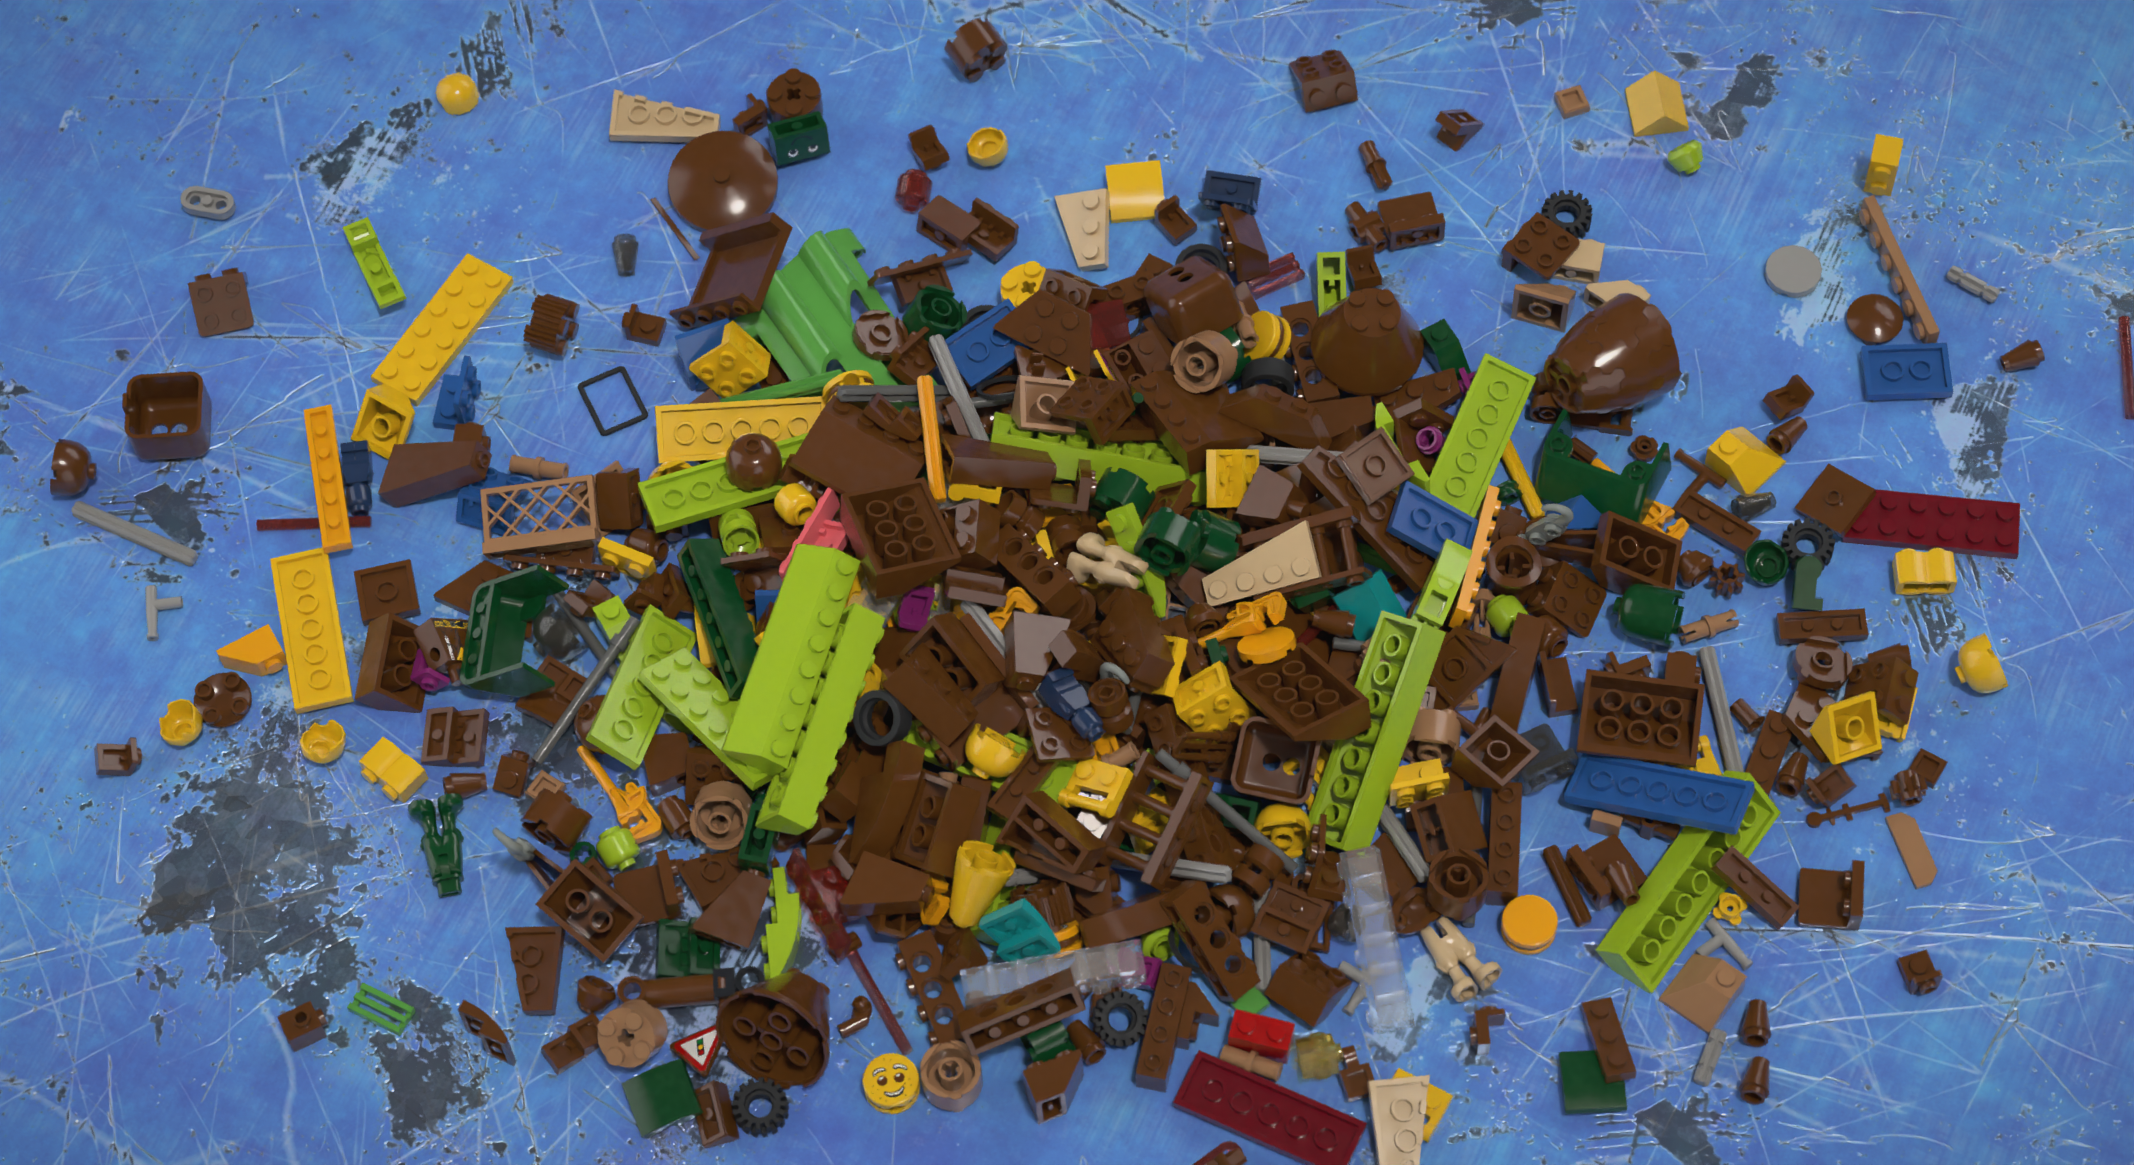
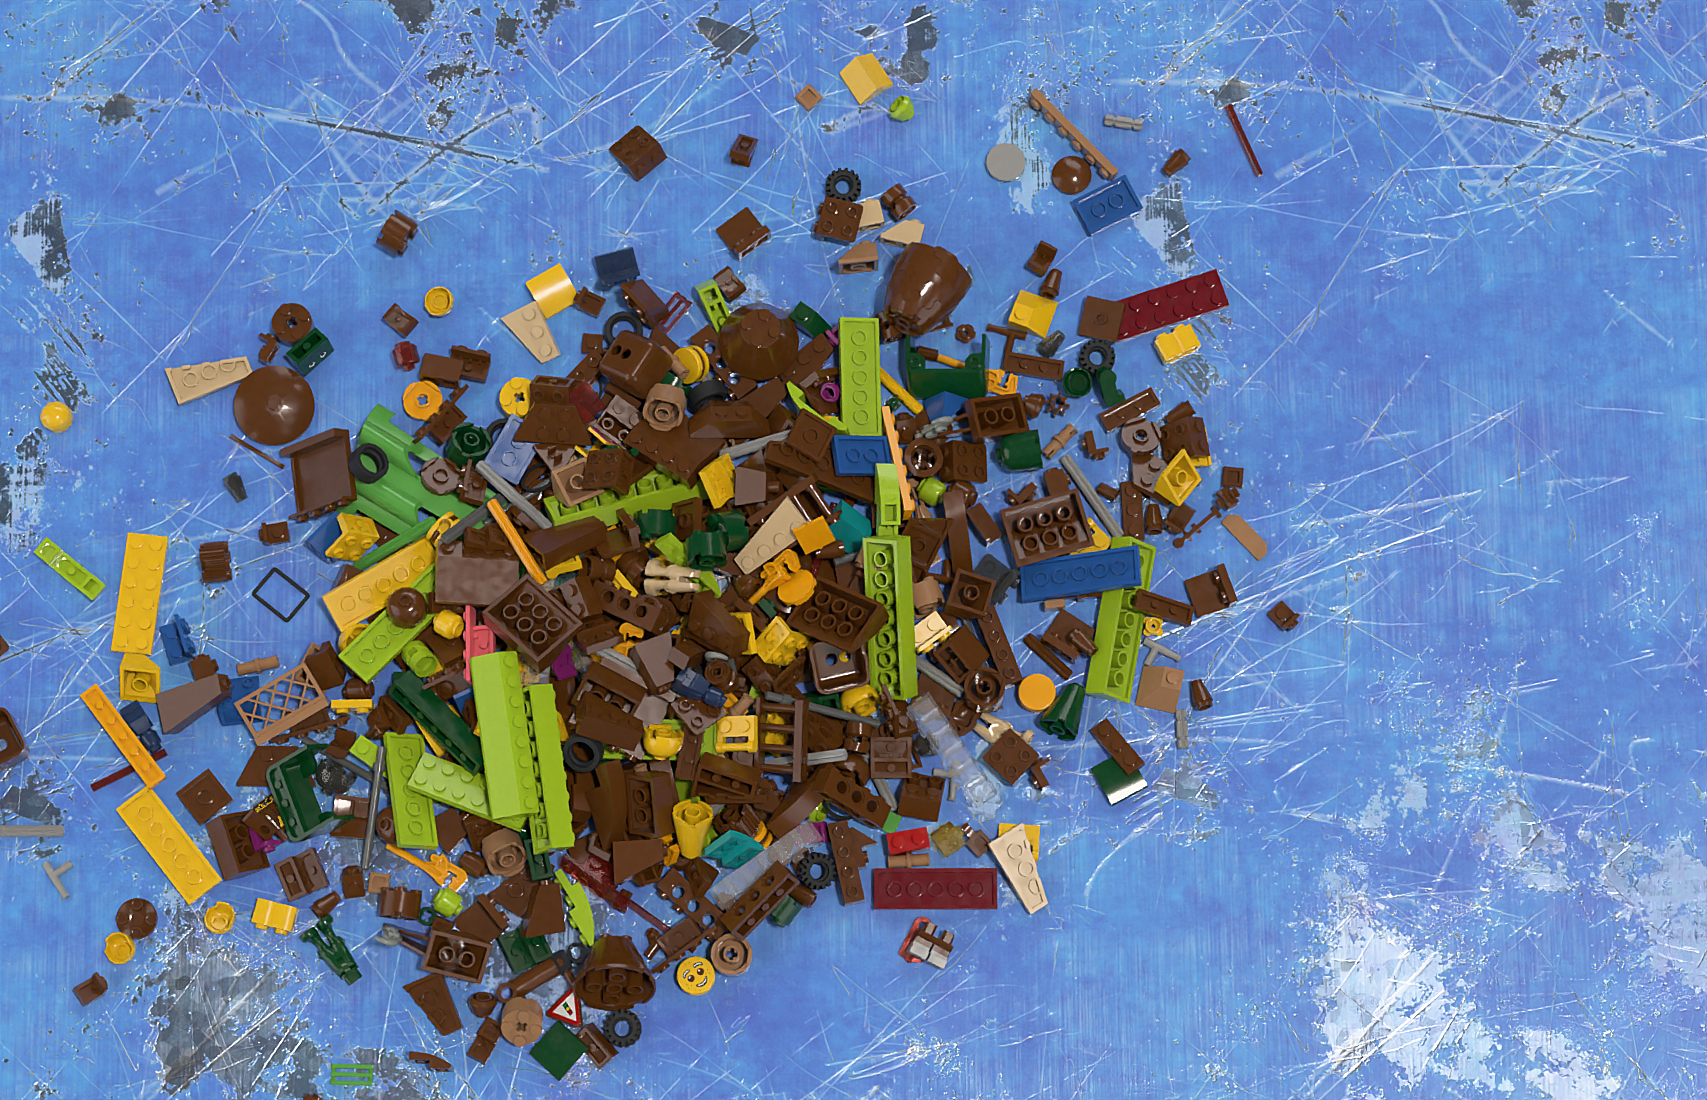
camera: 30 degrees left, 15 degrees up
(254, 653) = (142, 878): light orange slope -> none
(807, 264) = (358, 469): none -> black tyre
(894, 1022) = (681, 938): none -> reddish brown bracket
(902, 236) = (411, 401): none -> light orange plate
(1053, 1084) = (797, 935): reddish brown slope -> none
(1320, 586) = (814, 535): none -> light orange piece
(1366, 226) = (717, 251): reddish brown axle -> none
(1375, 165) = (702, 202): reddish brown axle -> none
(1453, 985) = (1010, 756): none -> reddish brown bracket
(1554, 964) = (1065, 713): none -> dark green cone
(1630, 258) = (900, 204): none -> reddish brown wheel
(1750, 660) = (1088, 444): none -> reddish brown bracket
(1756, 1081) = (1216, 733): reddish brown cone -> none
(1883, 165) = (1033, 63): yellow brick -> none
(1980, 666) = (1238, 396): yellow cylinder -> none

